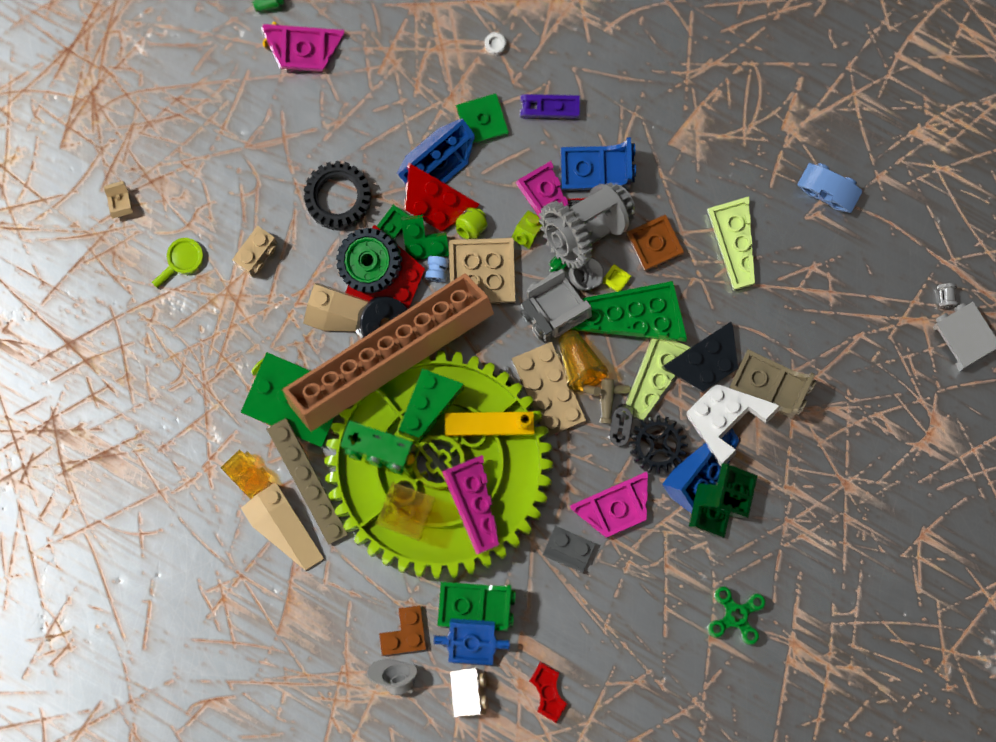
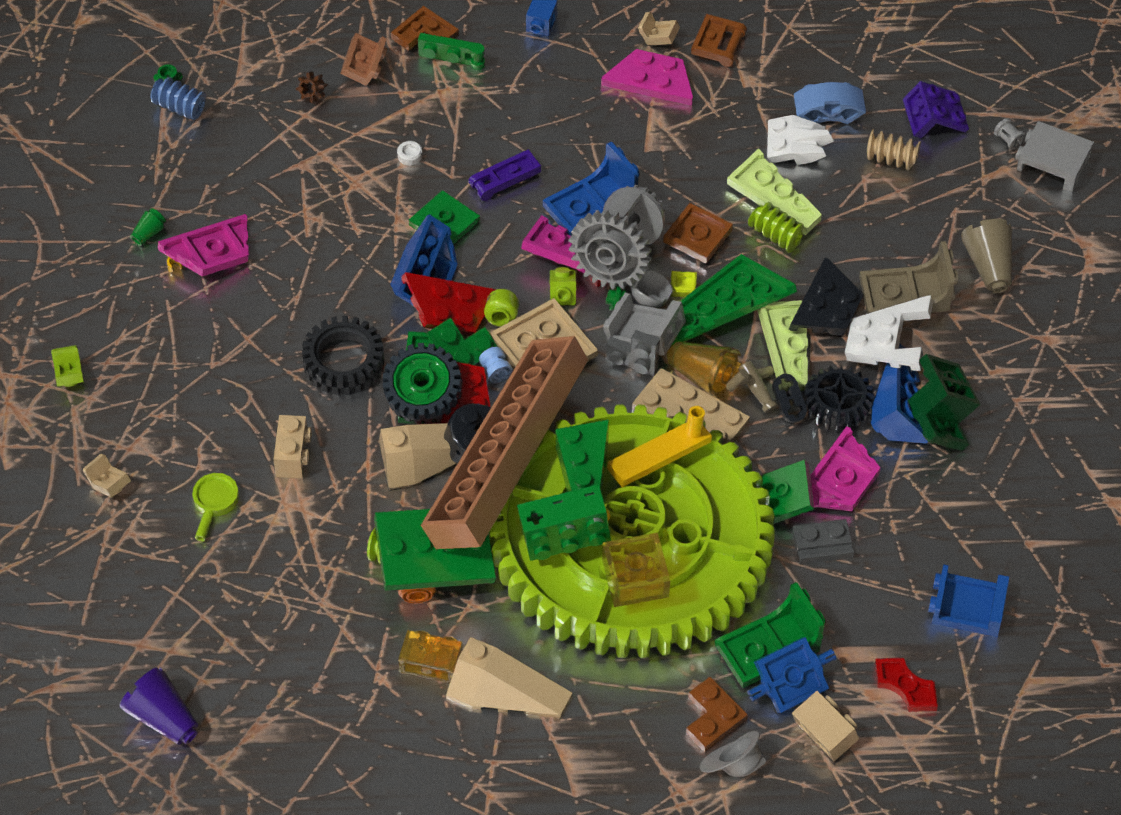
camera: 35 degrees left, 25 degrees down
(48, 407) = (160, 707): none -> dark purple cone
(144, 91) = (67, 366): none -> lime bracket
(307, 480) = (503, 619): dark tan plate -> none
(471, 498) = (701, 530): dark pink wing -> none
(566, 499) = (789, 490): none -> green plate
(633, 659) = (968, 603): none -> blue panel
(714, 274) = (776, 227): none -> lime piece
(718, 79) = (651, 76): none -> dark pink wing
(744, 610) = (1037, 503): green gear -> none
(748, 42) = (658, 31): none -> tan bracket
(783, 203) = (796, 139): none -> white plate
(785, 71) = (711, 36): none -> dark orange plate
(847, 258) = (892, 150): none -> tan piece
(852, 396) = (991, 252): none -> dark tan cone
(907, 240) = (931, 105): none -> dark purple bracket

